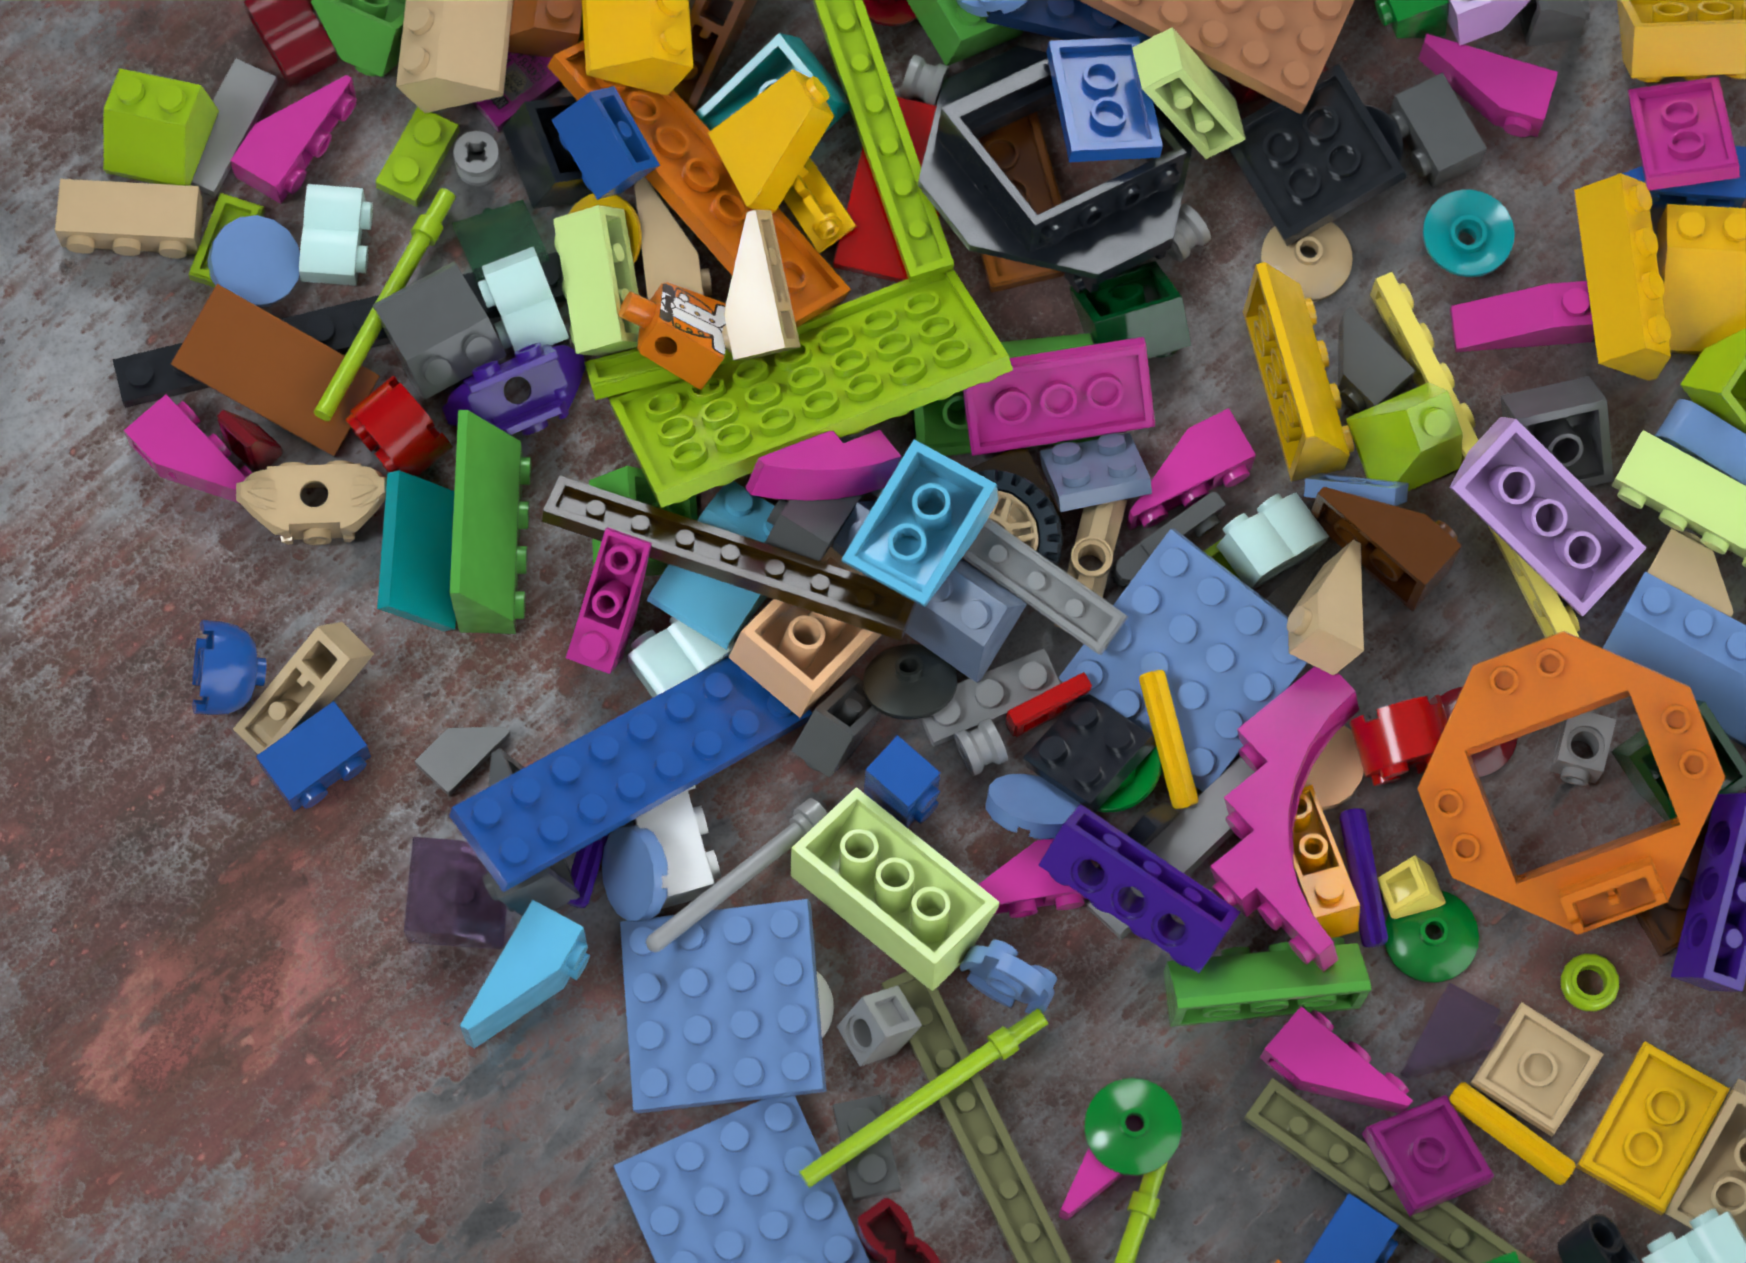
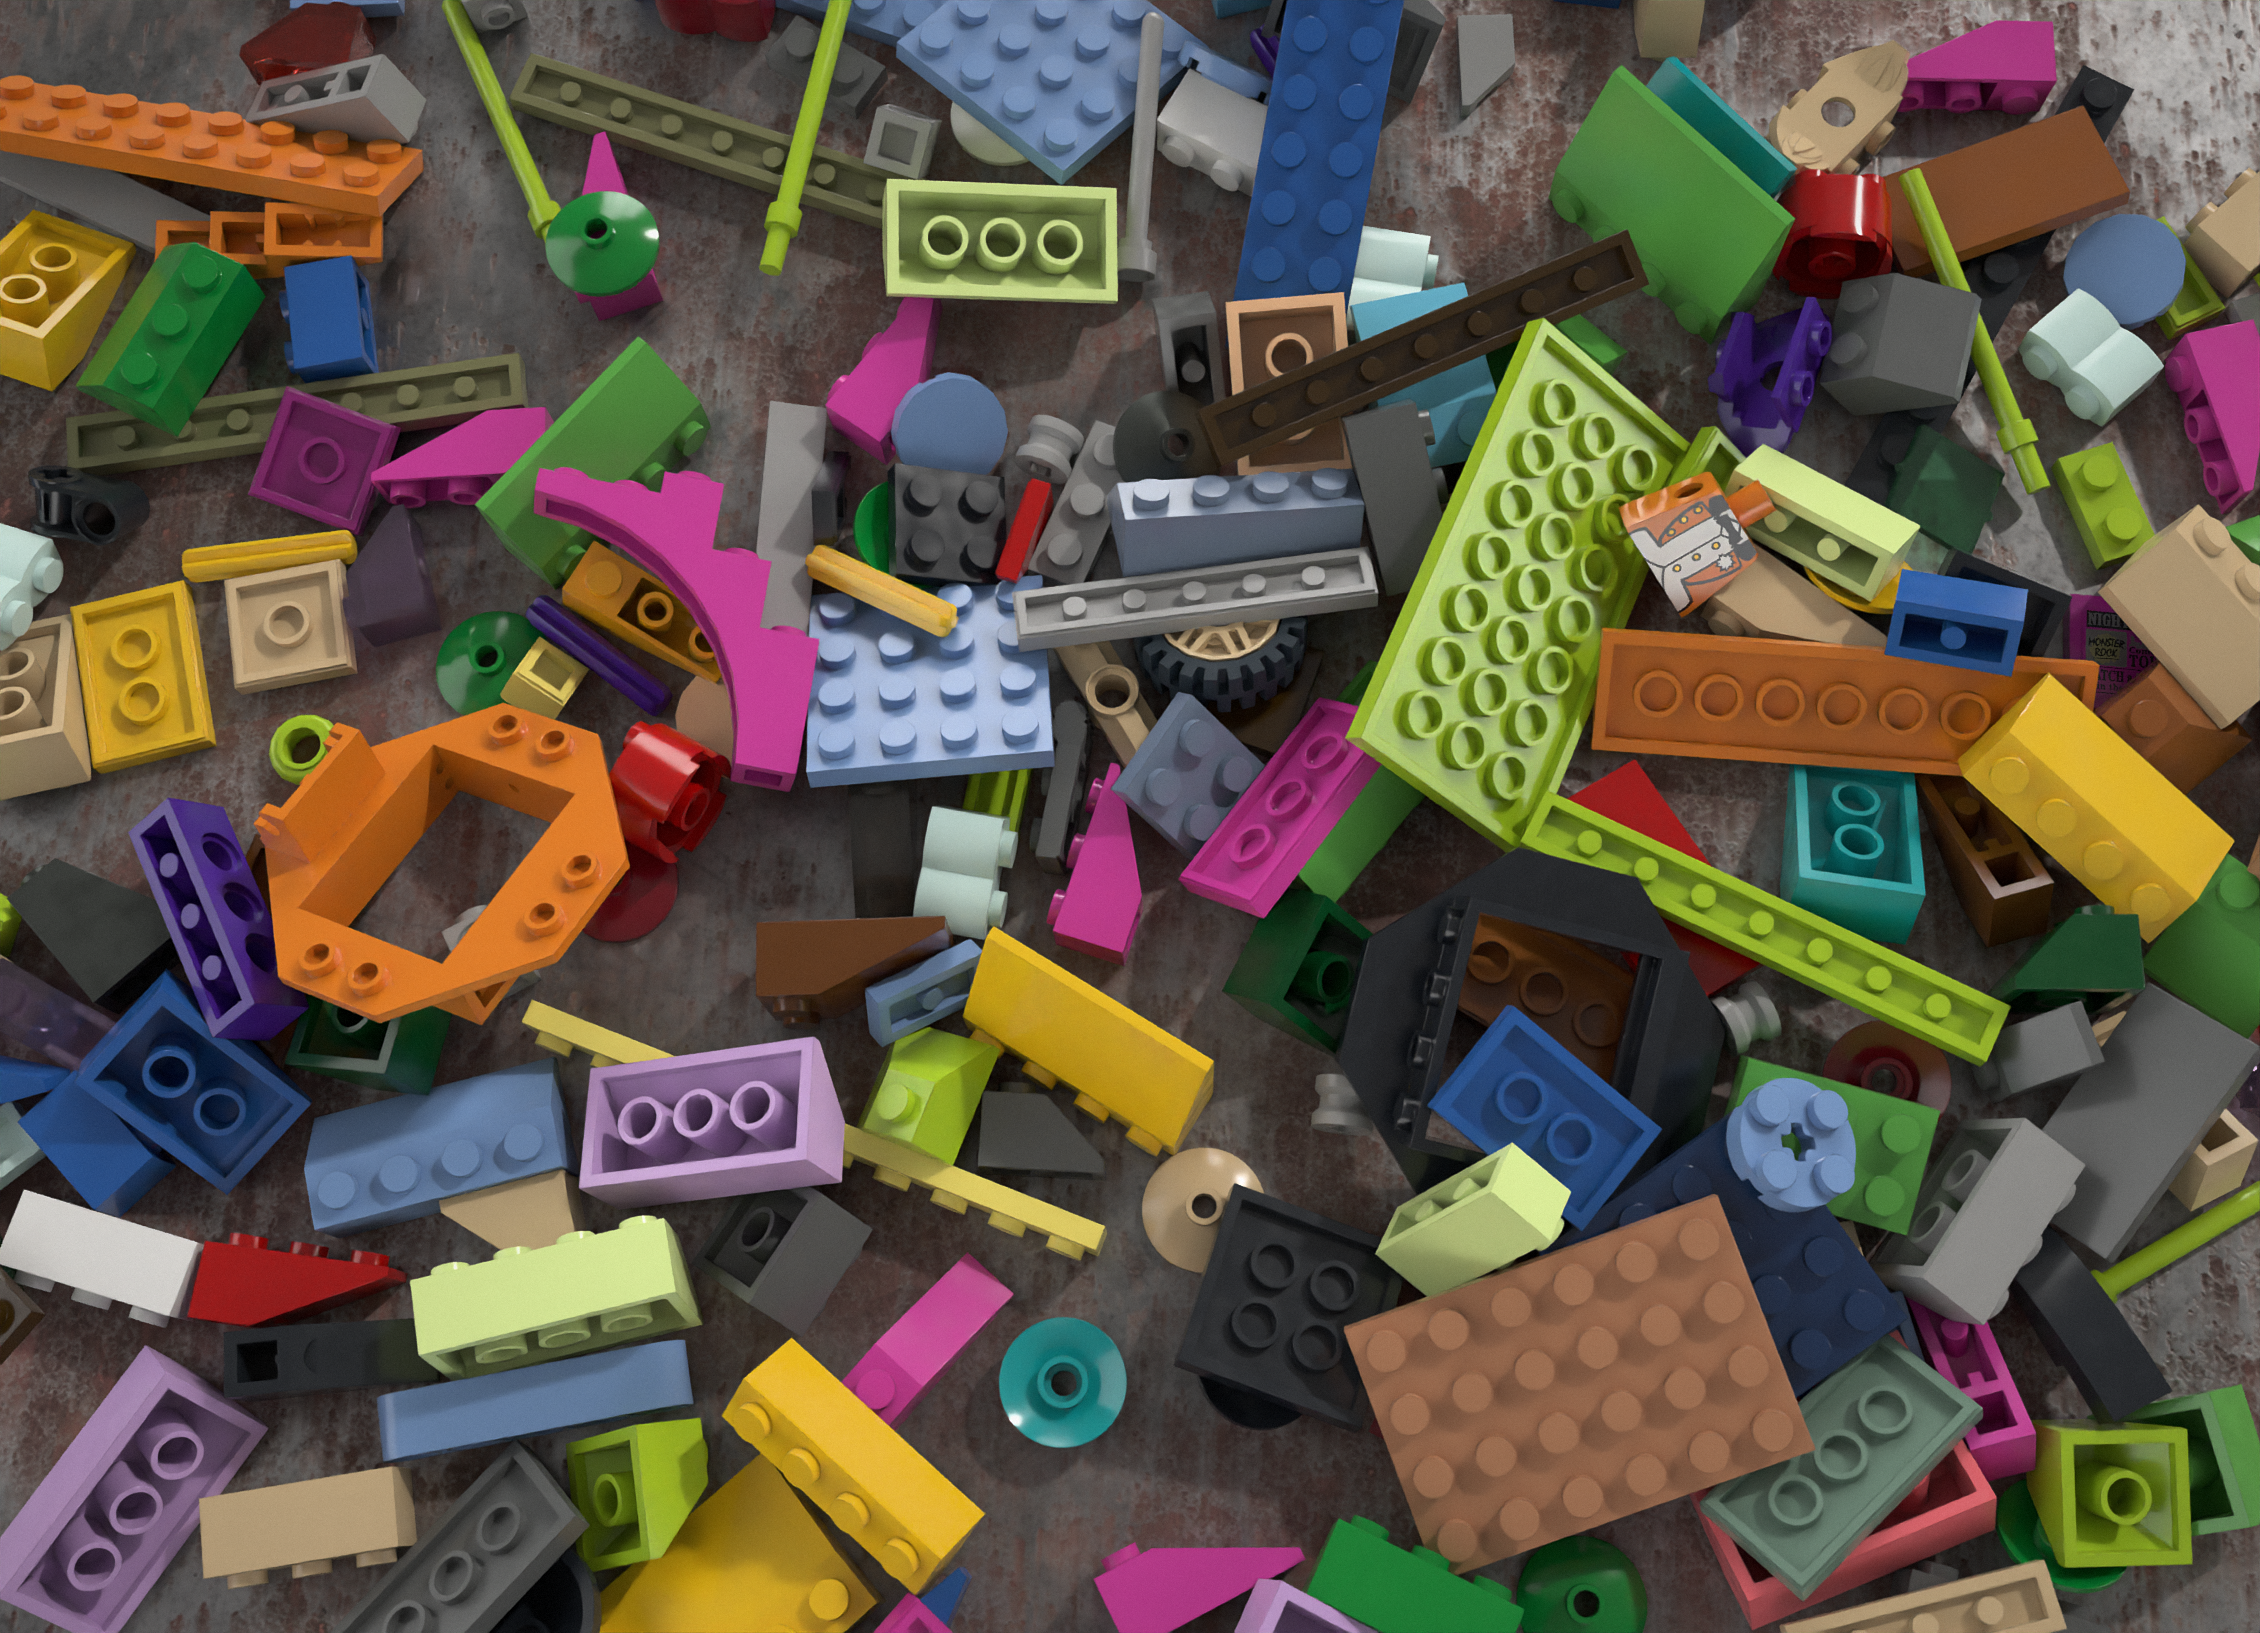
camera: 145 degrees right, 0 degrees up
(248, 441) = (1946, 120): dark red slope -> none
(477, 169) = (2041, 558): light grey wheel -> none
(523, 300) = (1862, 441): light aqua brick -> none
(610, 602) = (1482, 237): dark pink slope -> none
(758, 299) = (1661, 614): slope -> none
(773, 138) = (1811, 784): yellow slope -> none
(817, 208) = (1712, 797): yellow hinge -> none
(825, 468) = (1420, 487): dark pink slope -> none
(903, 783) = (1078, 339): blue brick -> none
(922, 523) = (1279, 515): medium azure slope -> none
(1007, 978) = (825, 268): medium blue plate -> none
(1130, 865) = (771, 412): dark purple brick -> none
(1329, 616) = (828, 811): tan slope -> none
(1437, 131) = (1199, 1467): dark grey brick -> none

